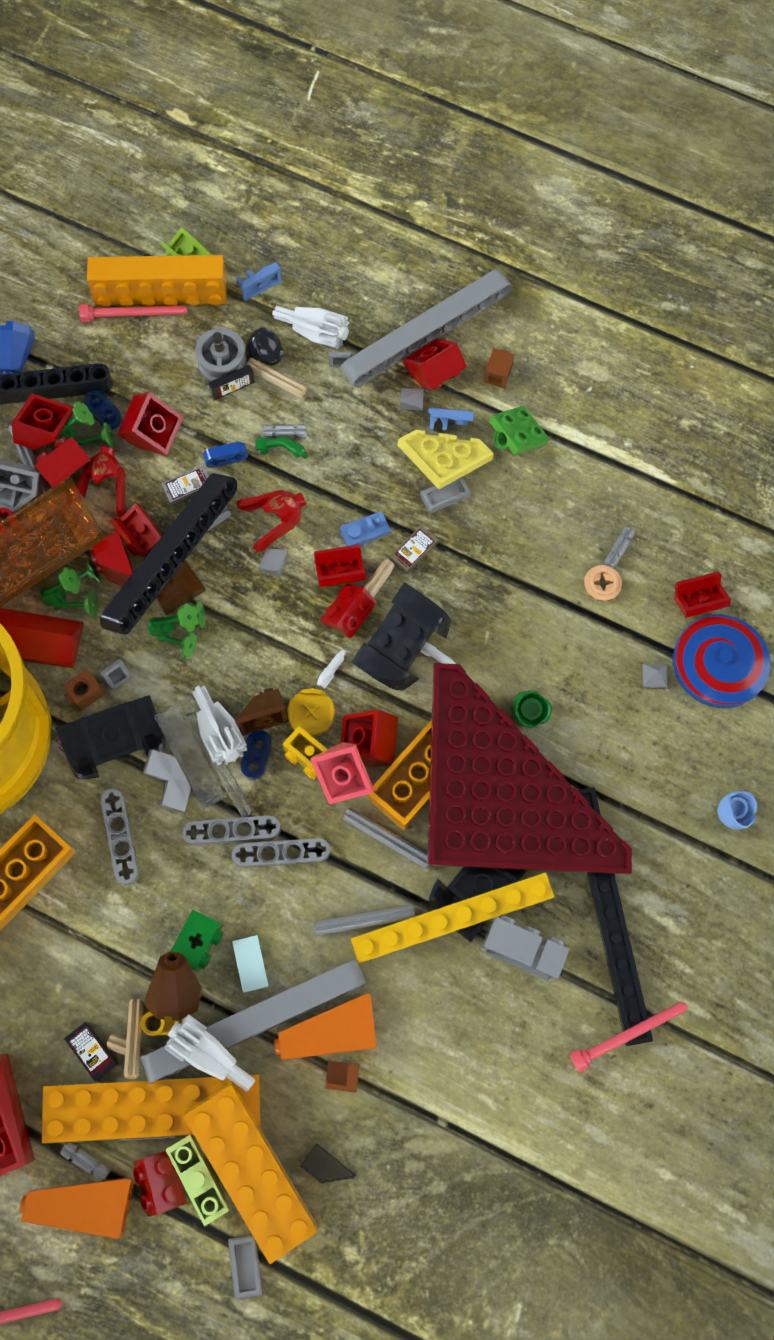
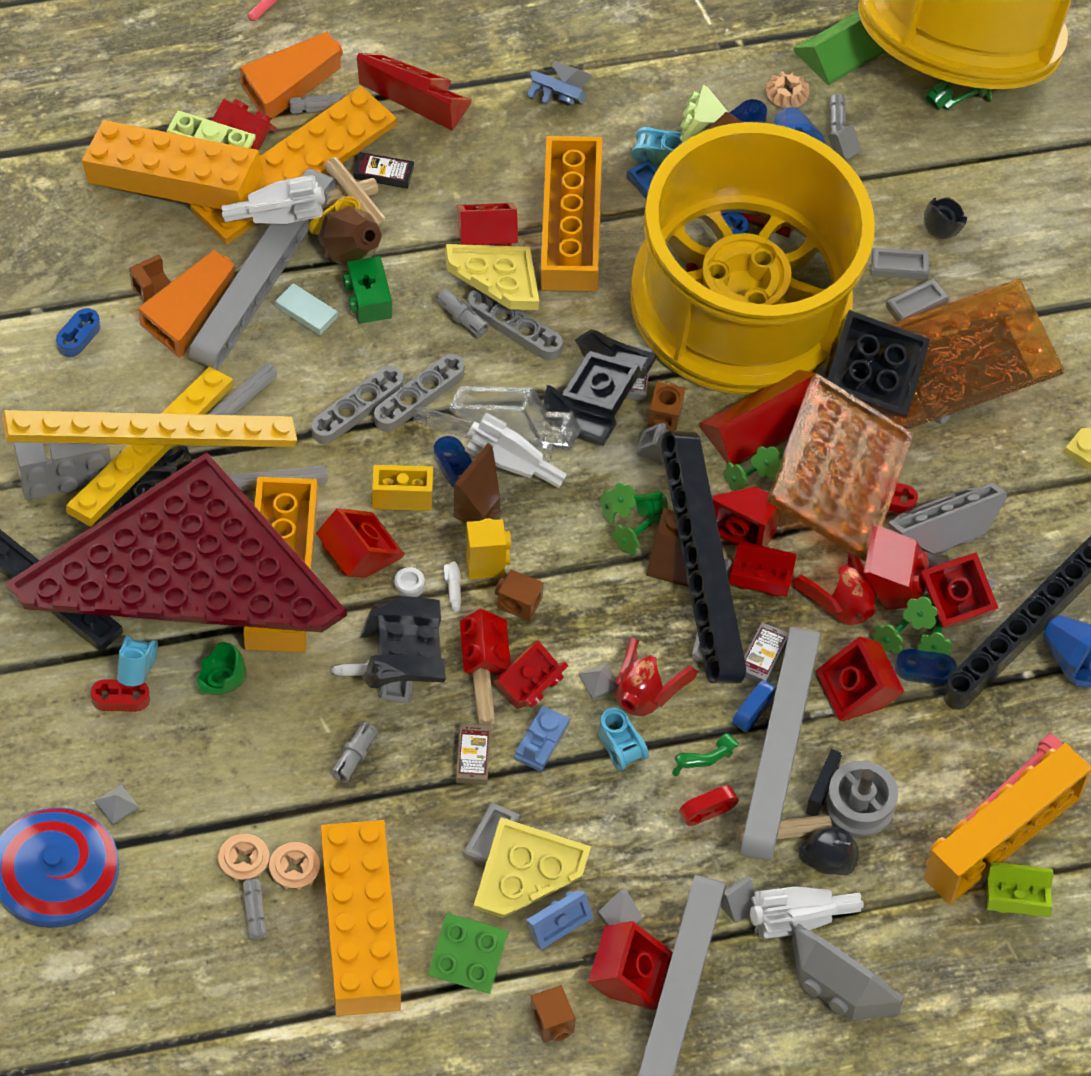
camera: 140 degrees right, 15 degrees down
(62, 935) = (488, 224): none -> red slope
(96, 881) = (497, 271): none -> light yellow plate
(147, 871) = (462, 313): none -> light grey pin
(176, 787) = (499, 377): light grey tile -> none
(232, 418) = (780, 744): none -> light grey beam
(245, 1267) = (119, 113): light grey tile -> none
(263, 280) = (913, 911): medium blue plate -> none
(274, 562) = (603, 641): light grey slope -> none
(287, 431) = (721, 775): light grey axle -> none
(296, 664) = (487, 549): none -> yellow brick
(298, 541) = (598, 681): none -> light grey slope
(299, 626) = (519, 594): none -> dark orange brick
(310, 417) = (708, 805): none -> red beam
(311, 711) = (437, 535): yellow tile -> none
(322, 487) = (624, 743): none -> medium azure piece
(325, 1166) = (112, 219): clear smoke tile -> none
(328, 274) = (840, 979): none -> light grey wedge
(342, 773) = (353, 477): coral slope -> none
(357, 692) = (409, 582): none -> white tile
(430, 1078) = (74, 329): none -> blue beam
(457, 918) = (148, 429): none -> yellow plate
(485, 601) = (354, 752): none -> light grey pin
(563, 494) = (360, 918): none -> light orange brick
(575, 761) = (135, 661): none -> medium azure piece
(583, 550) = (295, 853): none -> light nougat gear
(605, 742) = (119, 696): none -> red beam
(701, 594) = (123, 912): red bracket -> none

